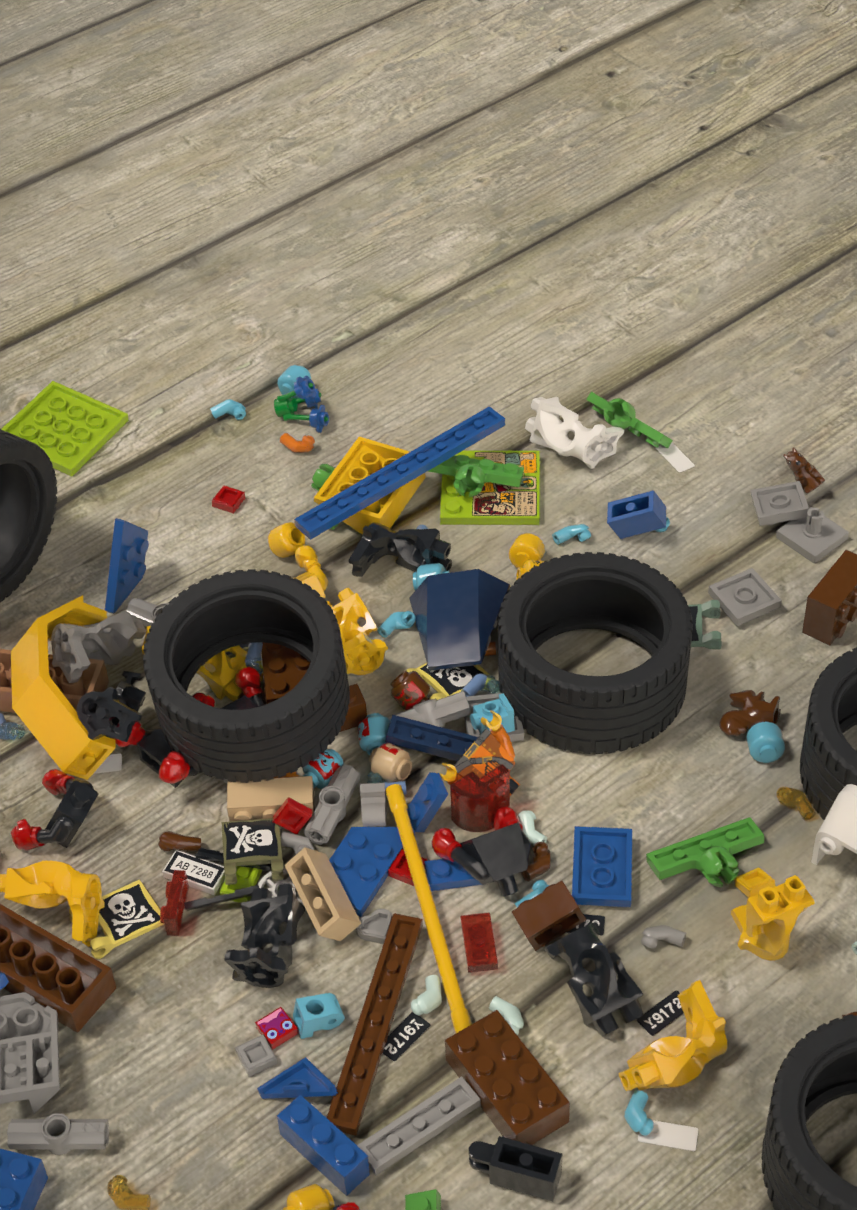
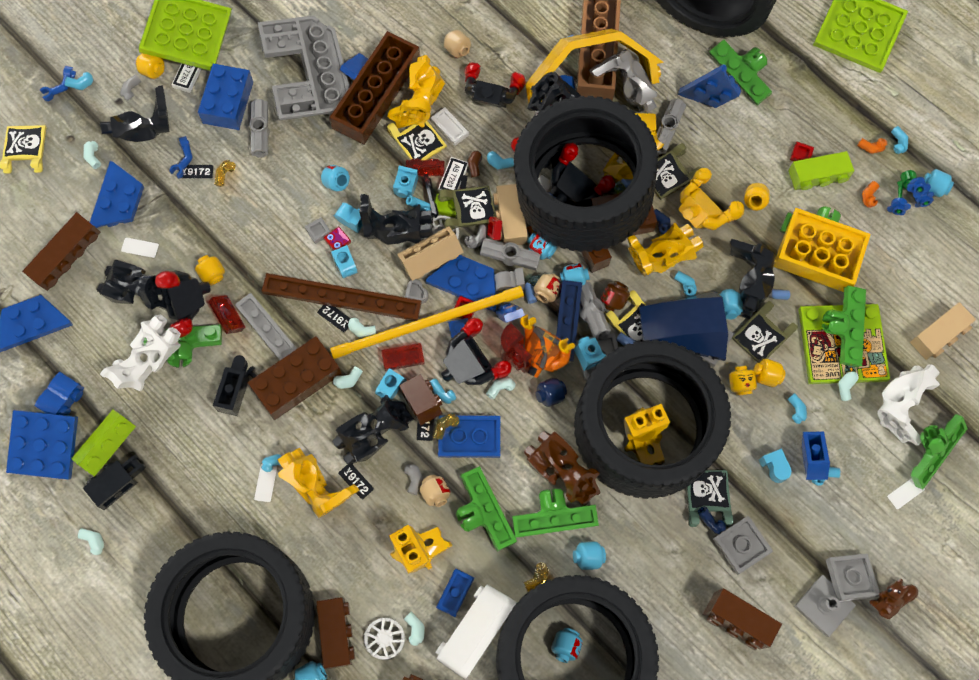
camera: 80 degrees right, 25 degrees up
(92, 541) = (744, 69): none -> bright green plate
(115, 870) = (449, 126): none -> white tile
(173, 1020) = (335, 178): none -> medium azure head
(179, 816) = (499, 163): none -> medium azure arm
(195, 930) = (406, 175): none -> medium azure brick
(233, 434) = (872, 148): none -> orange arm
(235, 912) = (413, 201): none -> medium azure arm
(242, 1004) = (349, 217): none -> medium azure leg
(260, 480) = (821, 171): none -> lime brick
(298, 1080) = (297, 257): blue tile -> none
(323, 1145) = (251, 272): blue brick -> none
(398, 1180) = (226, 314): none -> clear red plate
(399, 473) = (830, 268): blue plate -> none
(477, 393) = (943, 331): none -> tan brick
(477, 553) = (761, 336): none -> flag
(522, 957) = (390, 384): none -> medium azure leg
(540, 862) = (472, 395): reddish brown arm -> none
(542, 769) = (551, 392): none -> dark blue head
(545, 486) = (846, 384): none -> light aqua arm
(586, 887) = (444, 422): none -> clear yellow arm
(600, 651) = (645, 430): none -> yellow hips
(636, 771) = (548, 457): none -> reddish brown hips
(648, 552) = (778, 466): none -> medium azure leg
(682, 907) = (435, 491): none -> tan head
(713, 775) = (554, 516): none -> bright green plate
(723, 618) = (708, 519): none -> dark blue arm
(753, 711) = (617, 549): reddish brown animal -> none
(753, 881) = (460, 543): yellow tile -> none
(827, 892) = (455, 592): none -> blue plate

